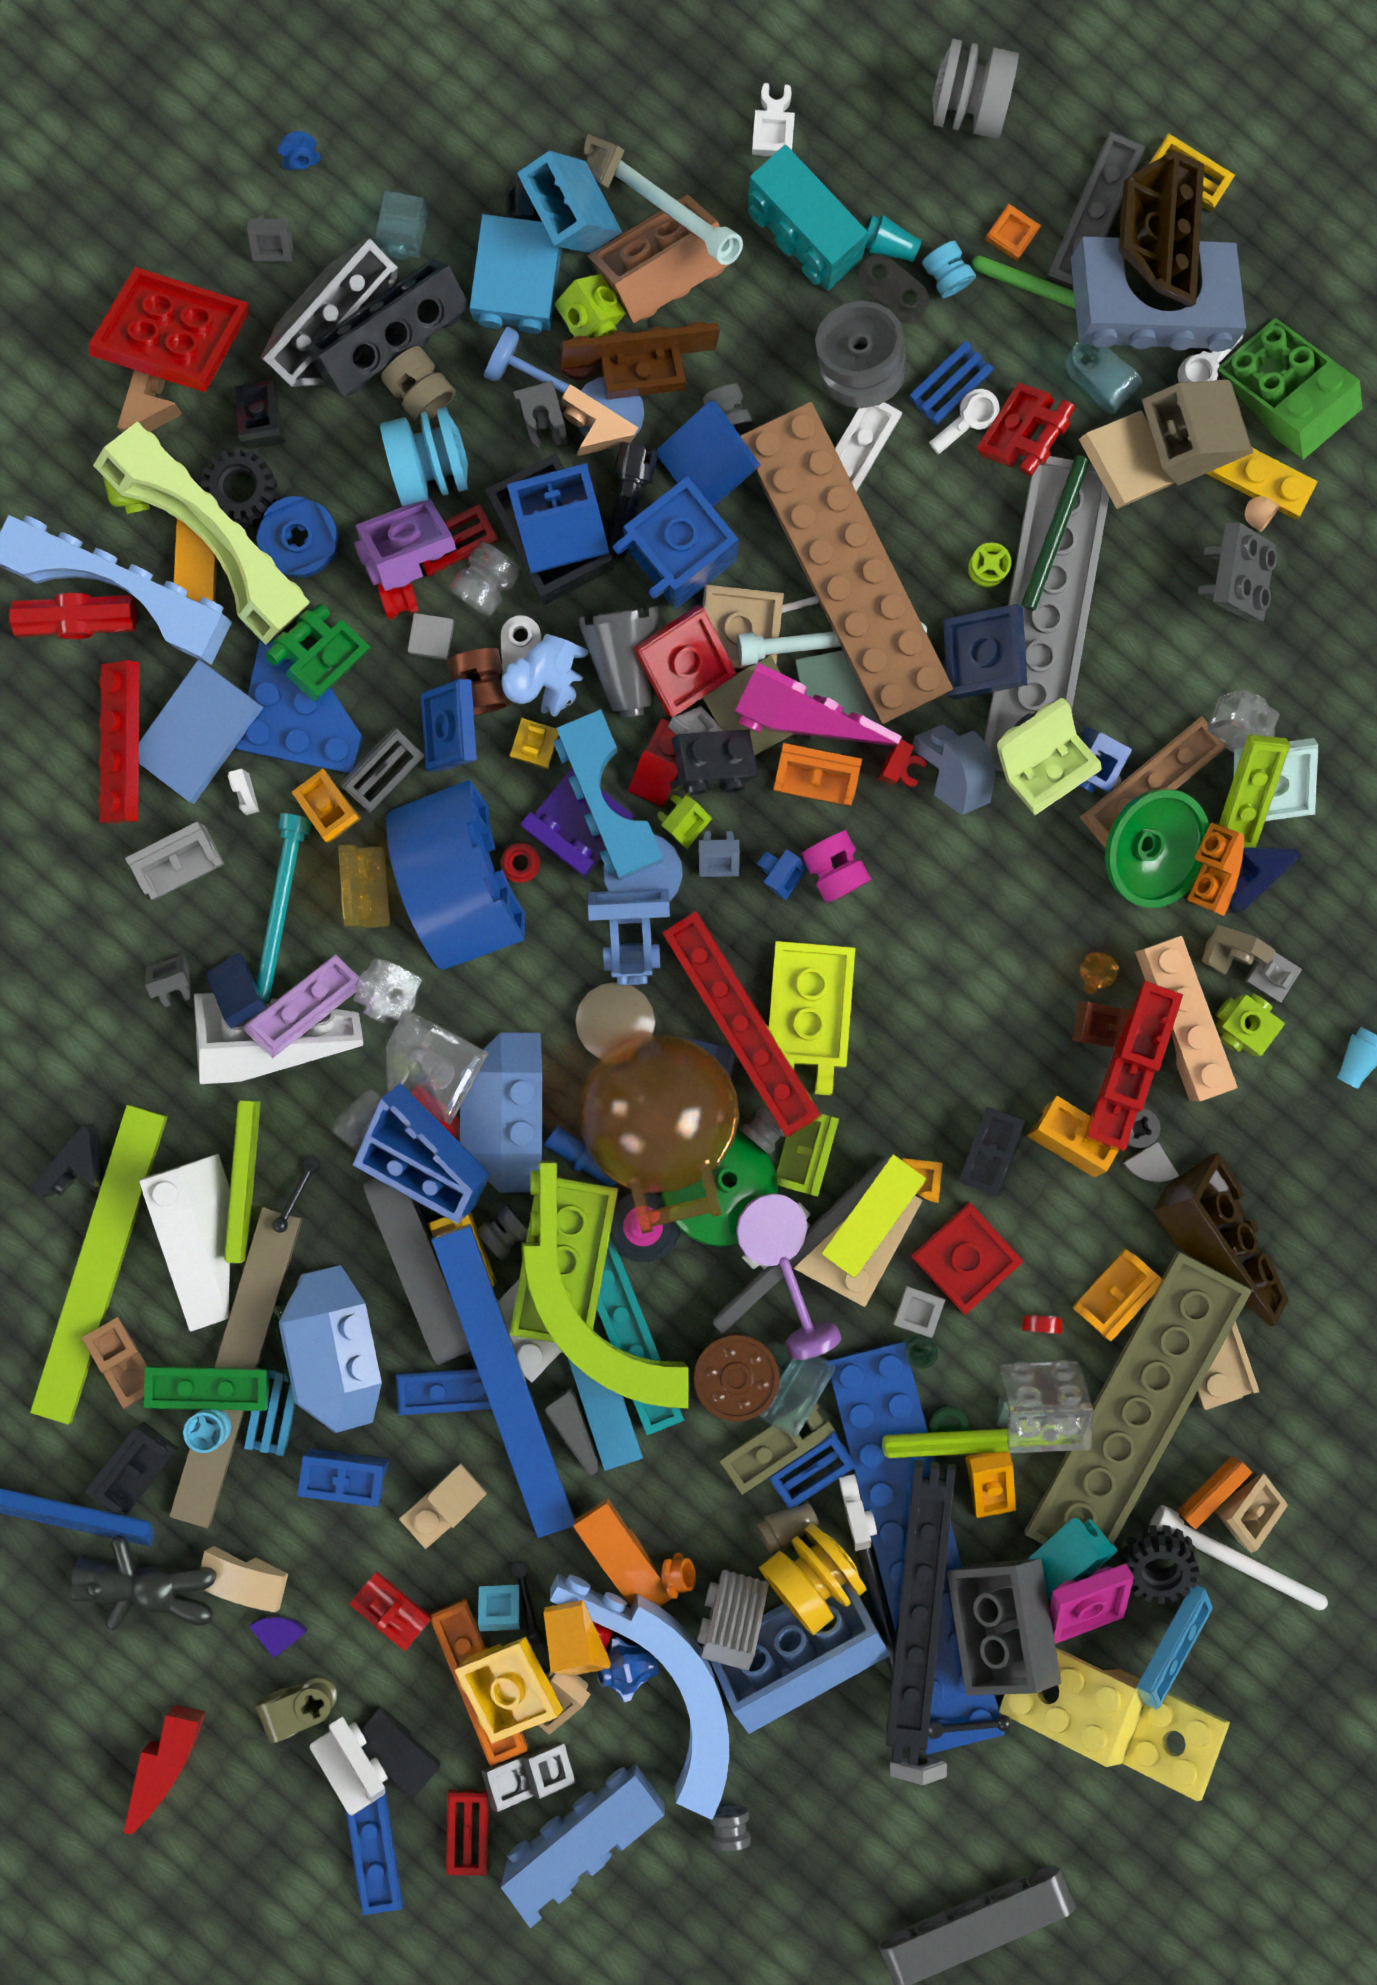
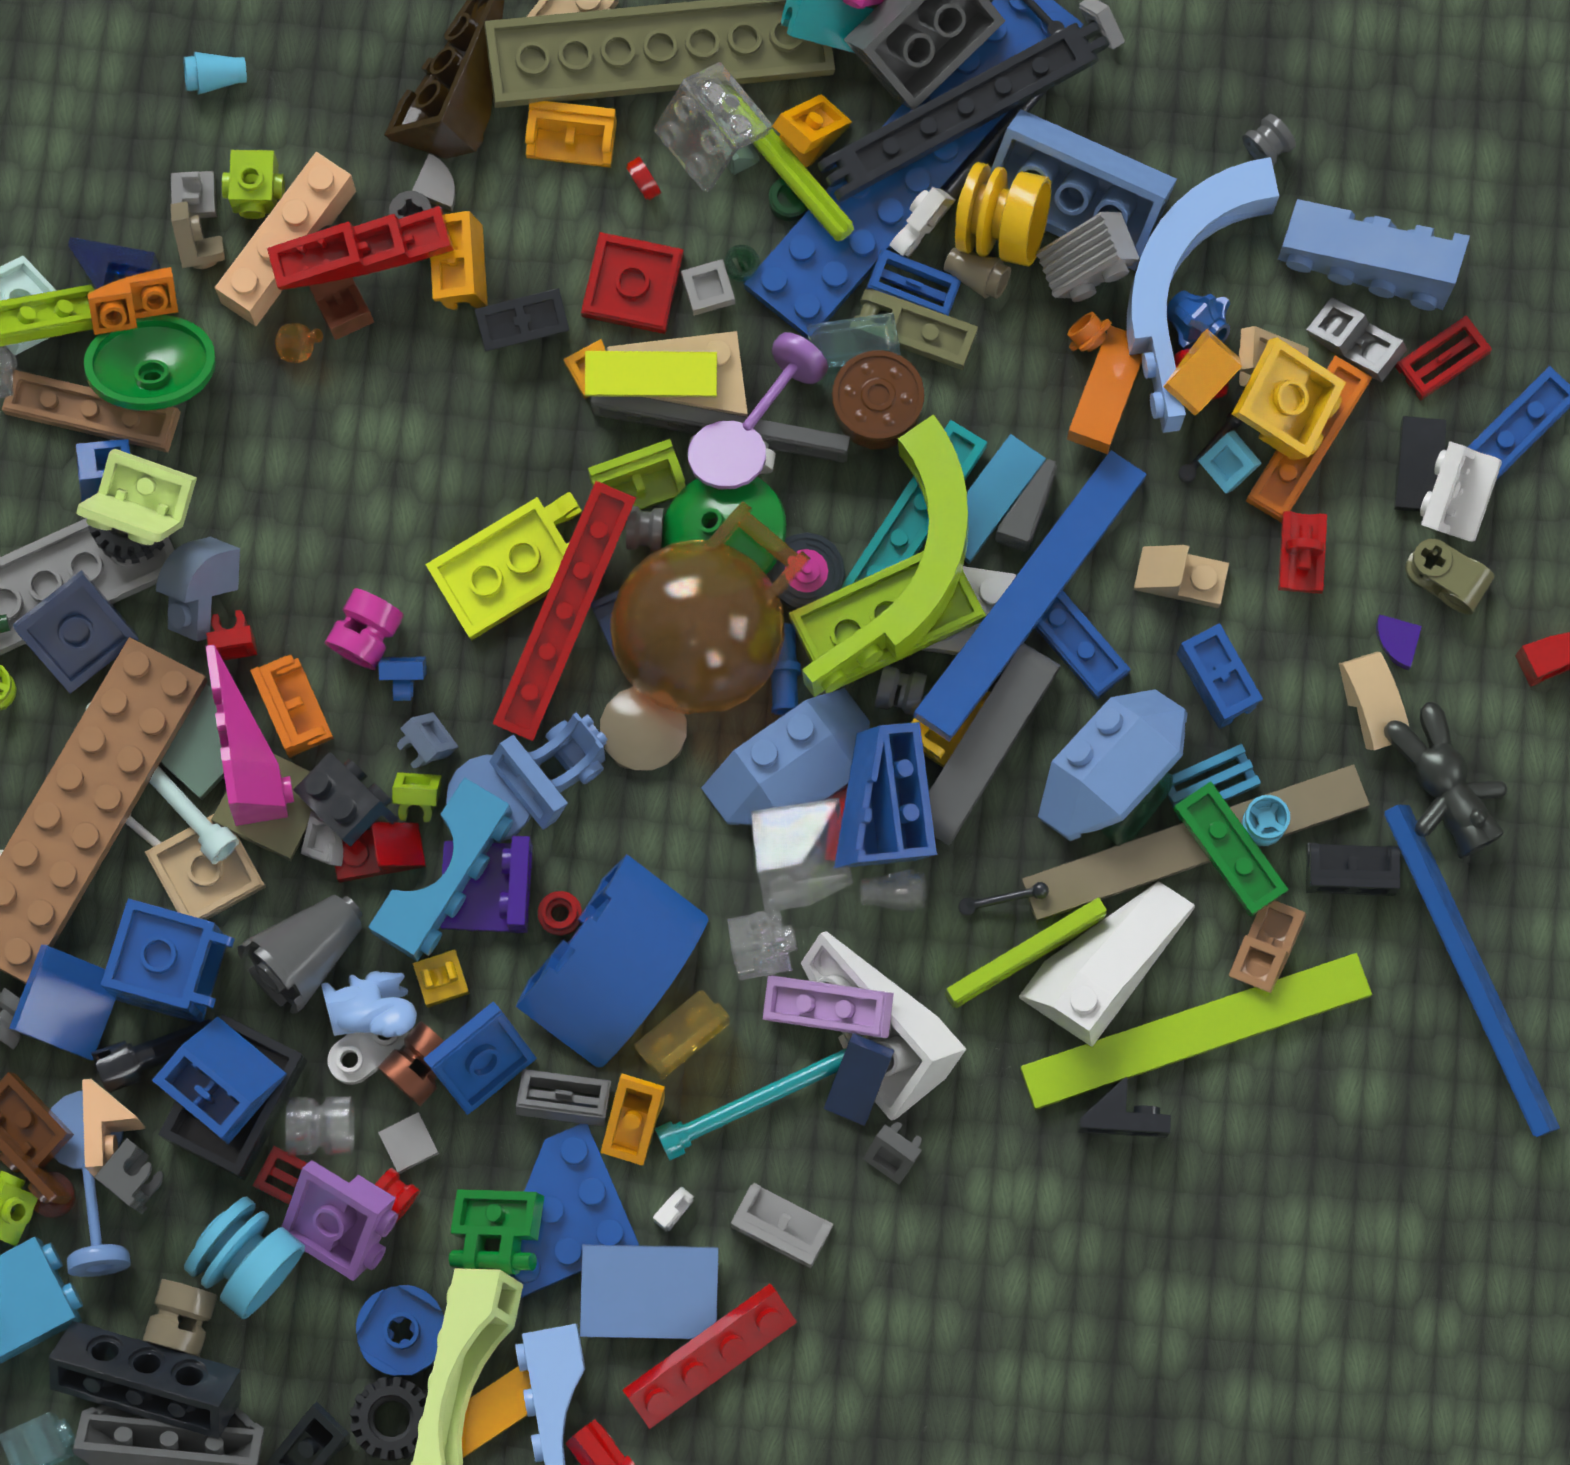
camera: 120 degrees left, 10 degrees down
(685, 661) = (270, 887): tile -> none

